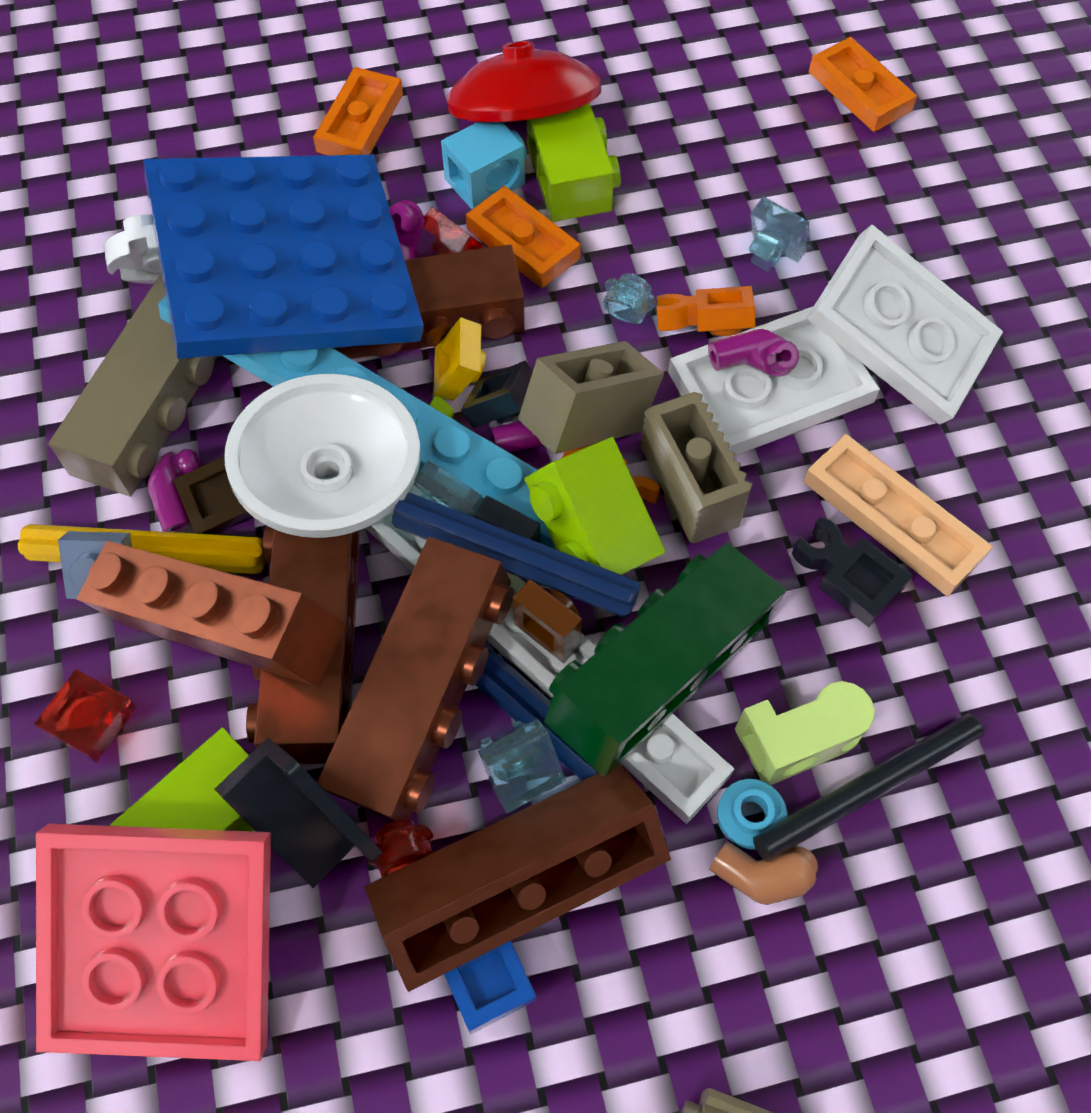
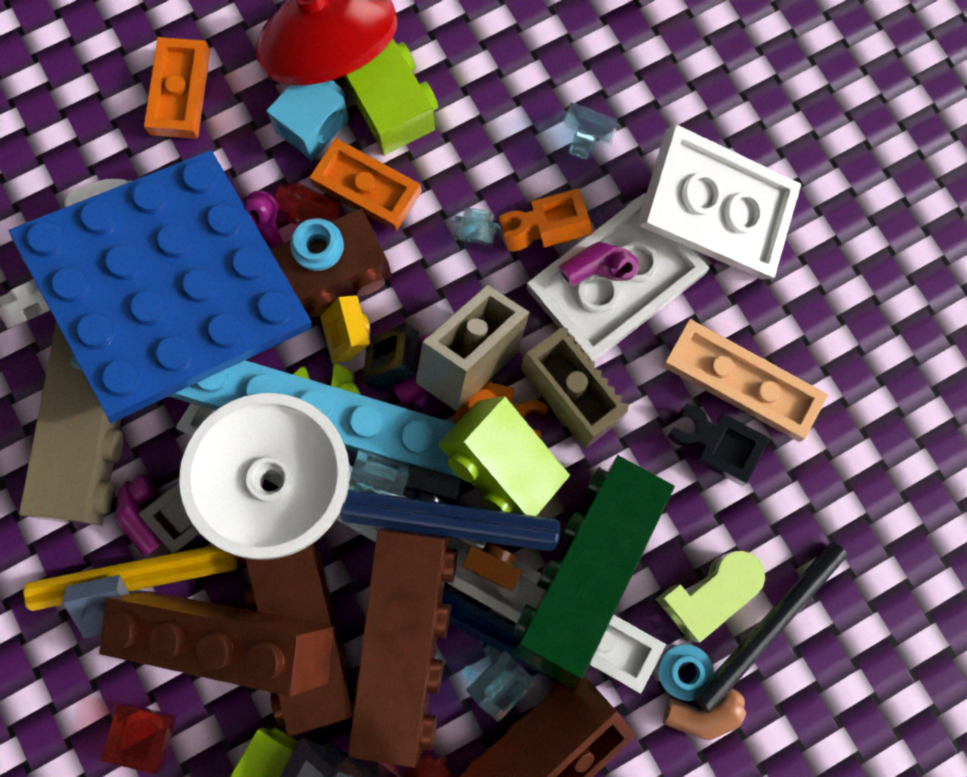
camera: 15 degrees left, 15 degrees up
(452, 259) = (316, 230): none -> medium azure plate

